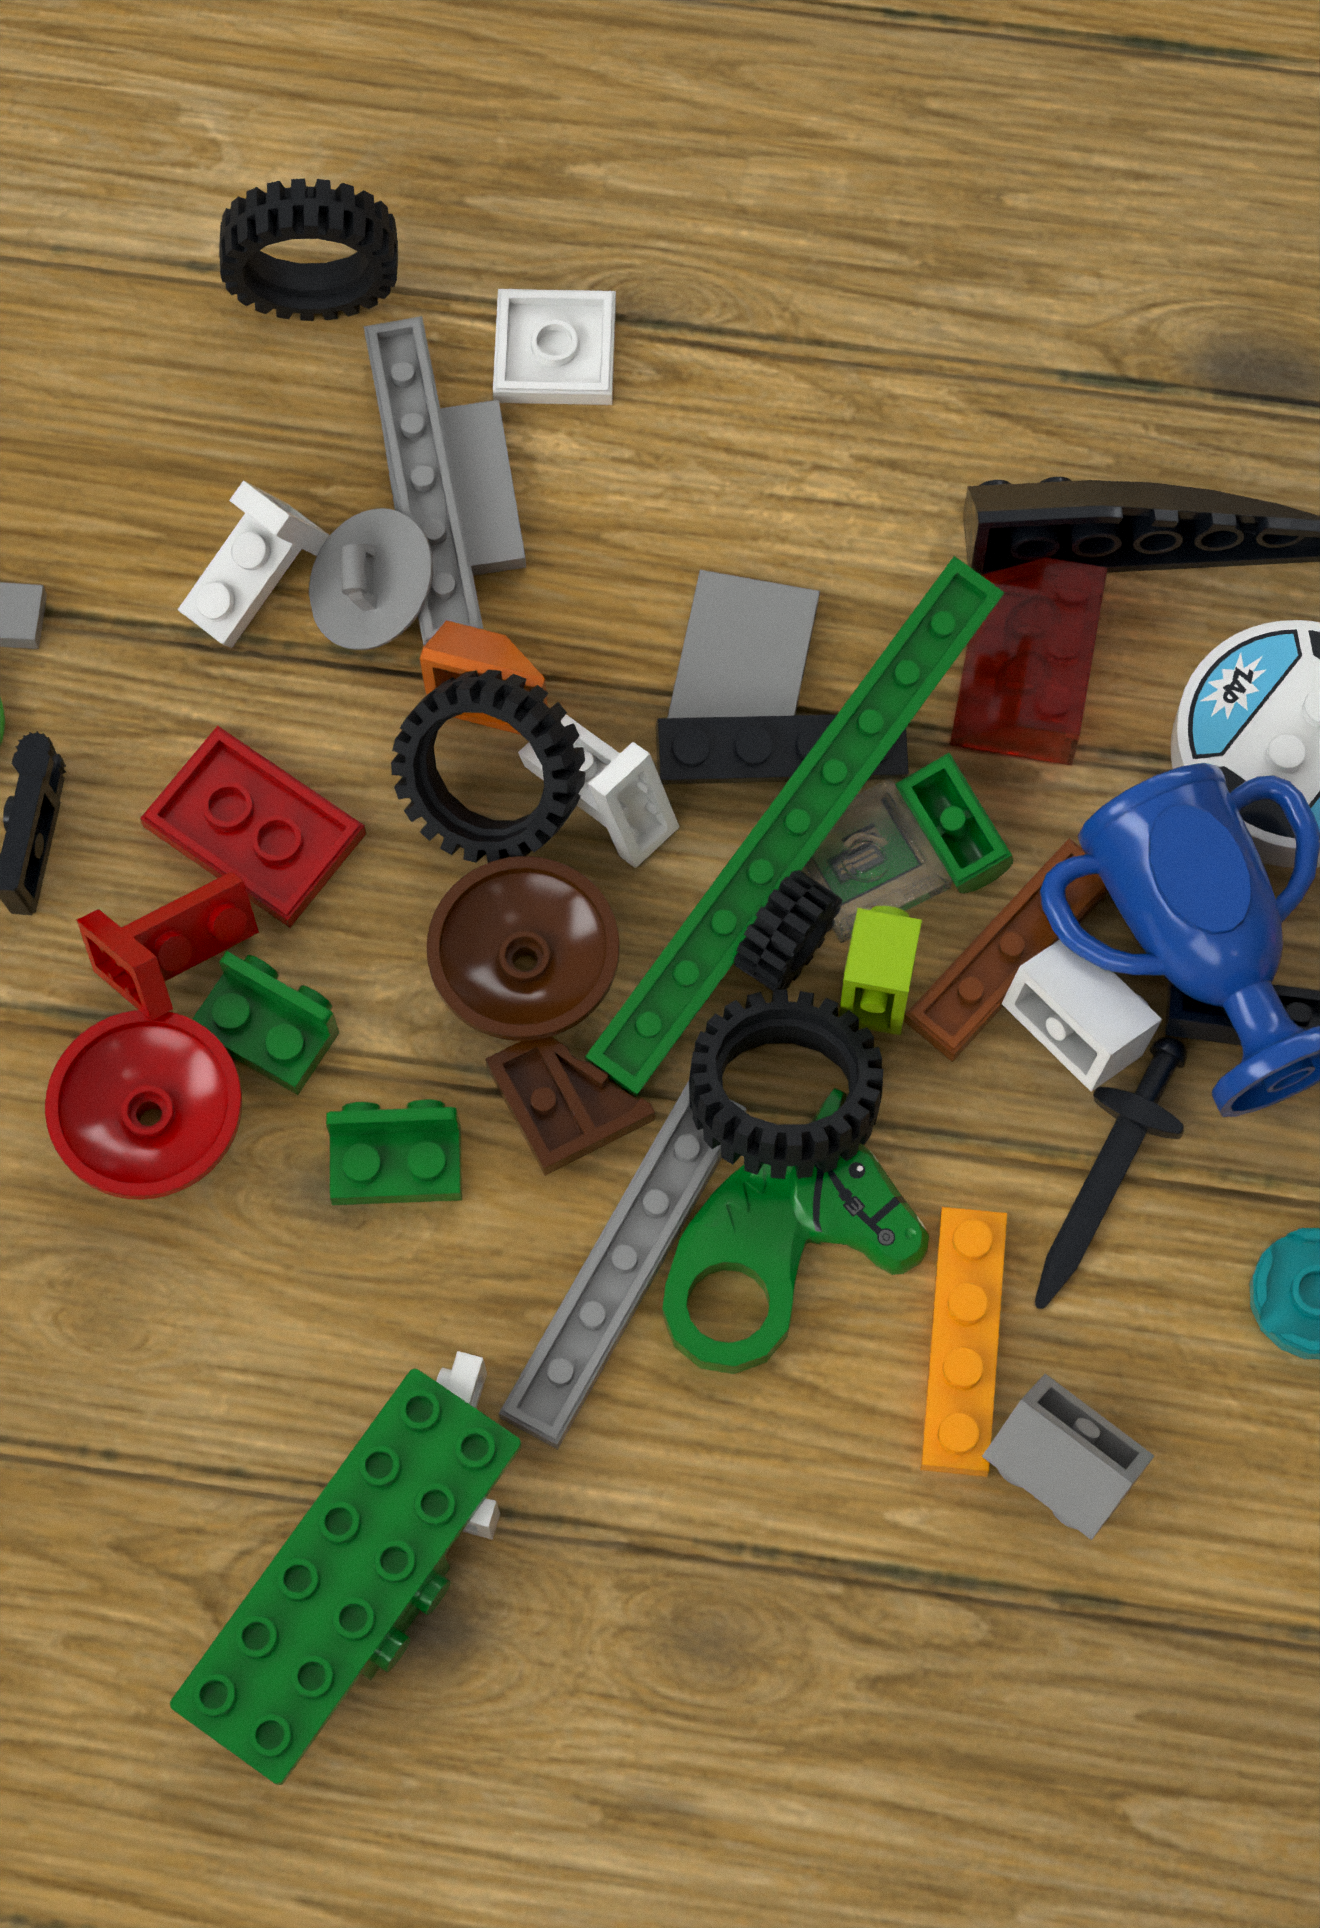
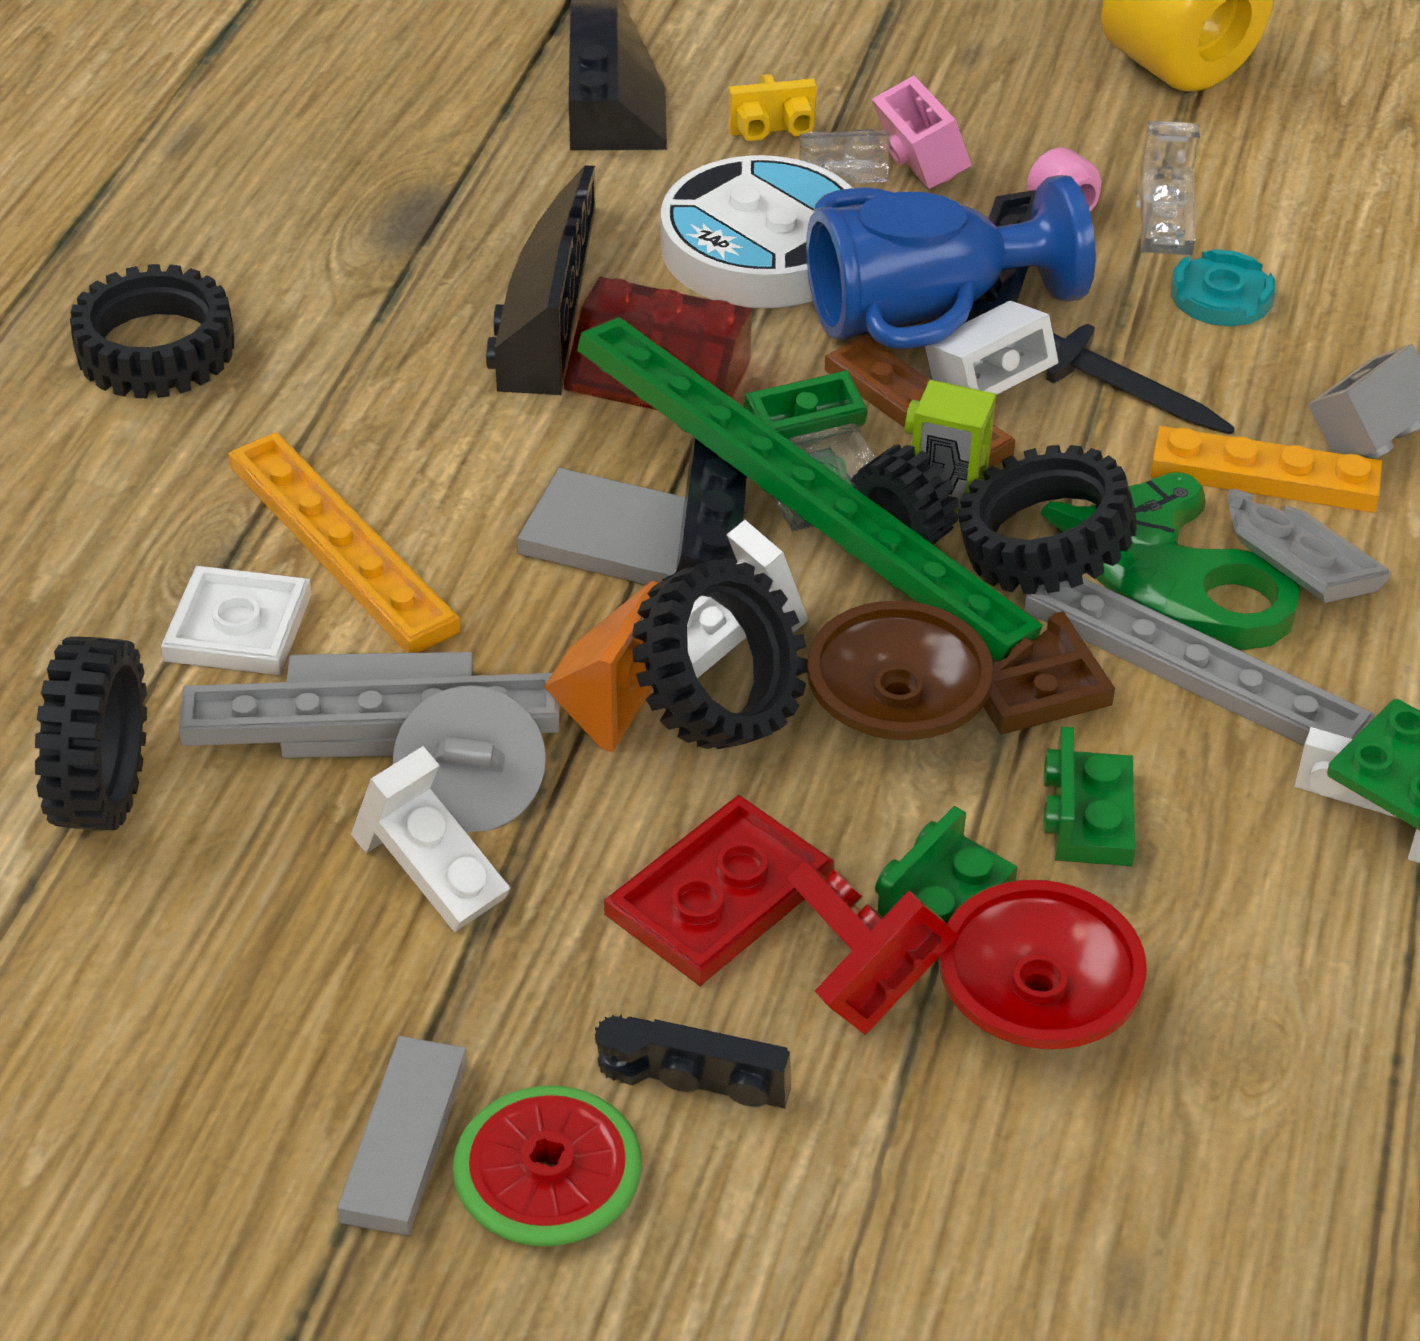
camera: 85 degrees left, 25 degrees down
(683, 413) = (345, 544): none -> light orange tile
(806, 1369) = (1305, 549): none -> light grey tile
(982, 106) = (157, 366): none -> black tyre

